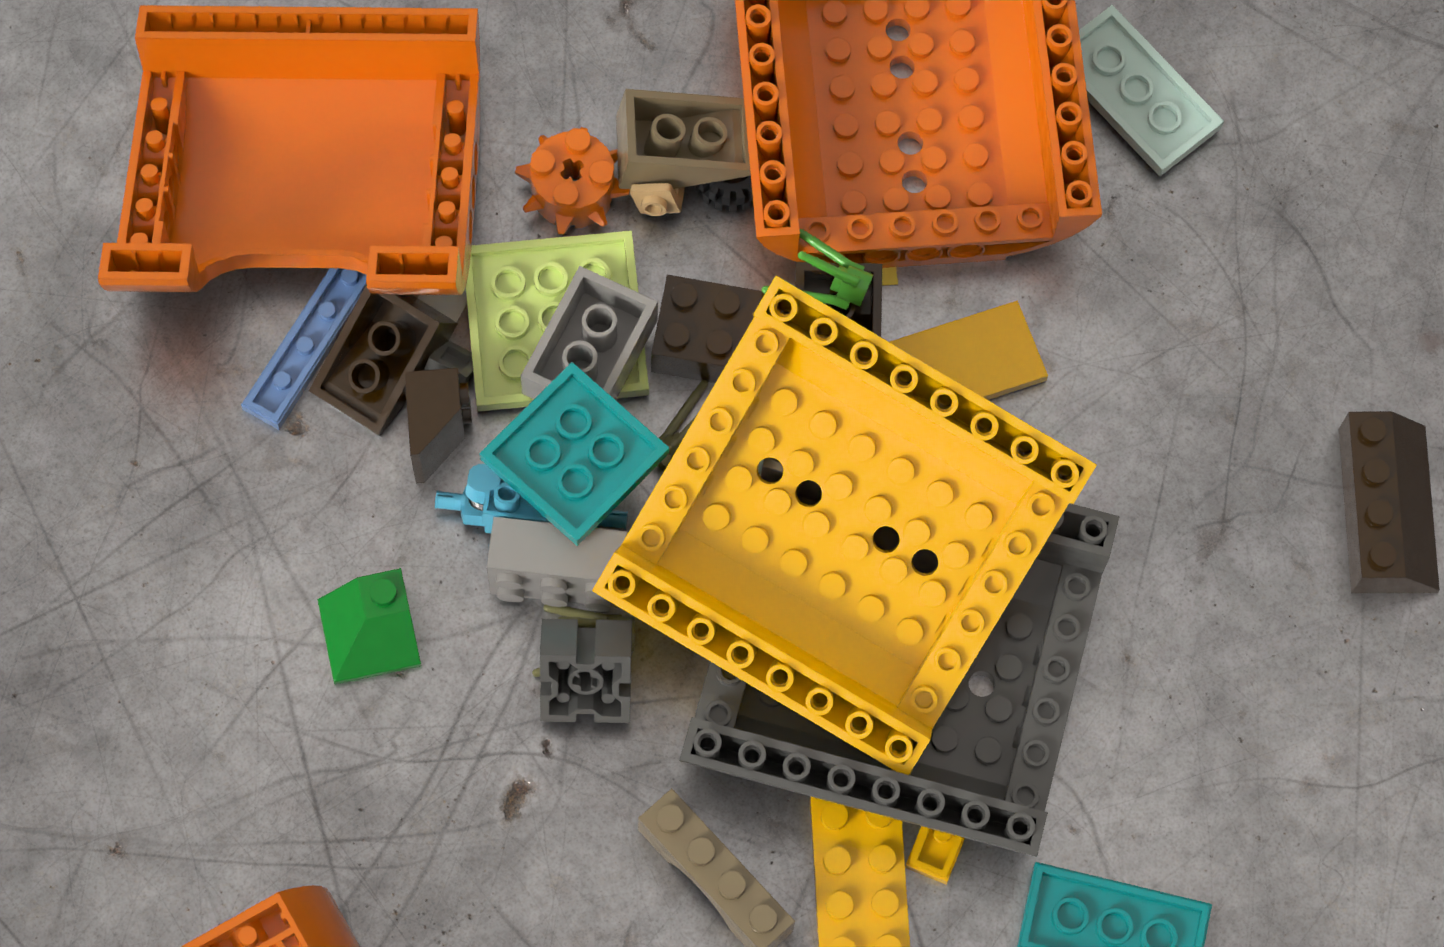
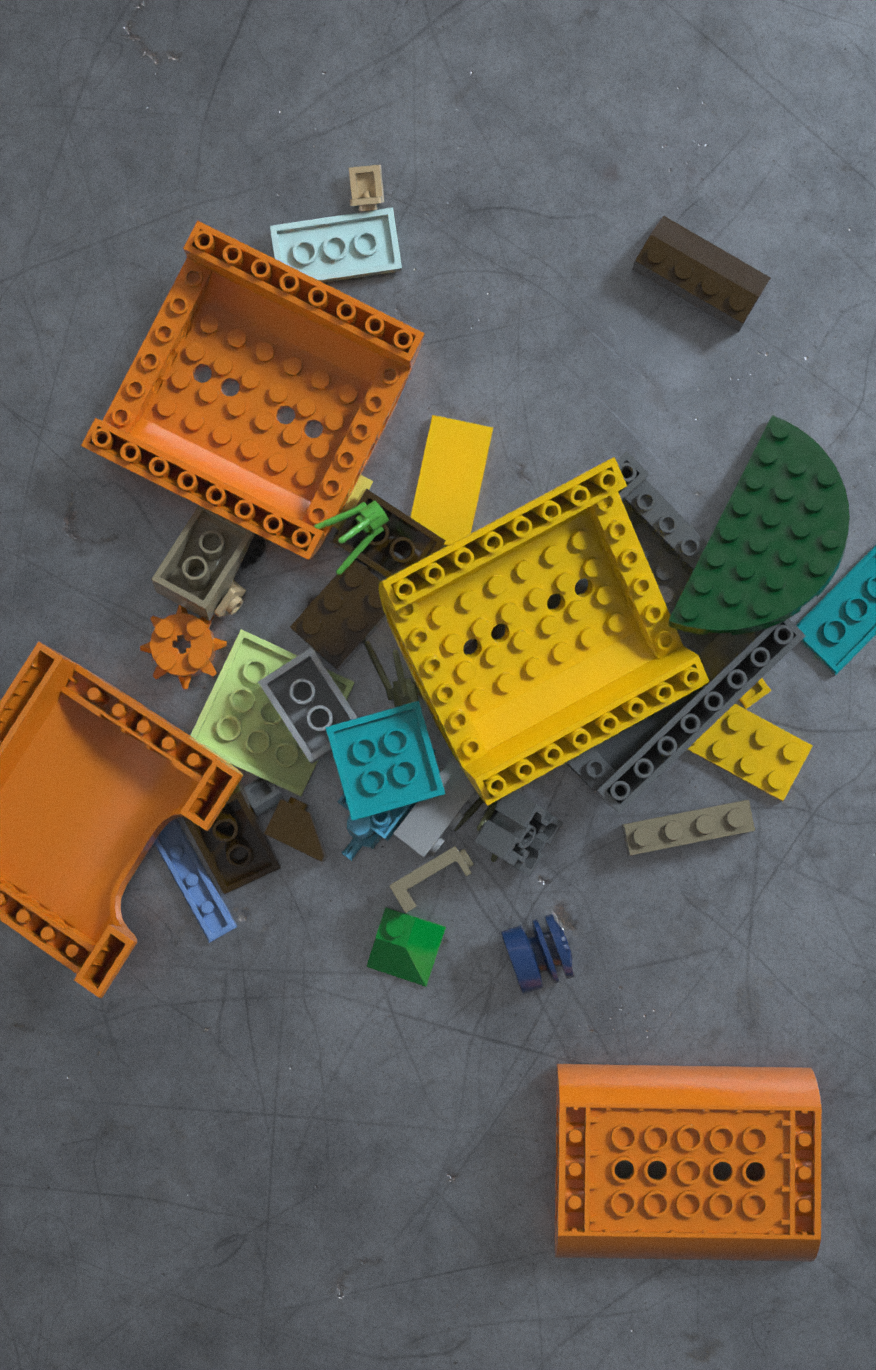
camera: 50 degrees left, 15 degrees up
(442, 576) = (401, 886): none -> dark tan panel
(457, 785) = (538, 953): none -> dark blue wheel
(1124, 757) = (773, 541): none -> dark green plate
(1227, 82) = (366, 187): none -> tan bracket

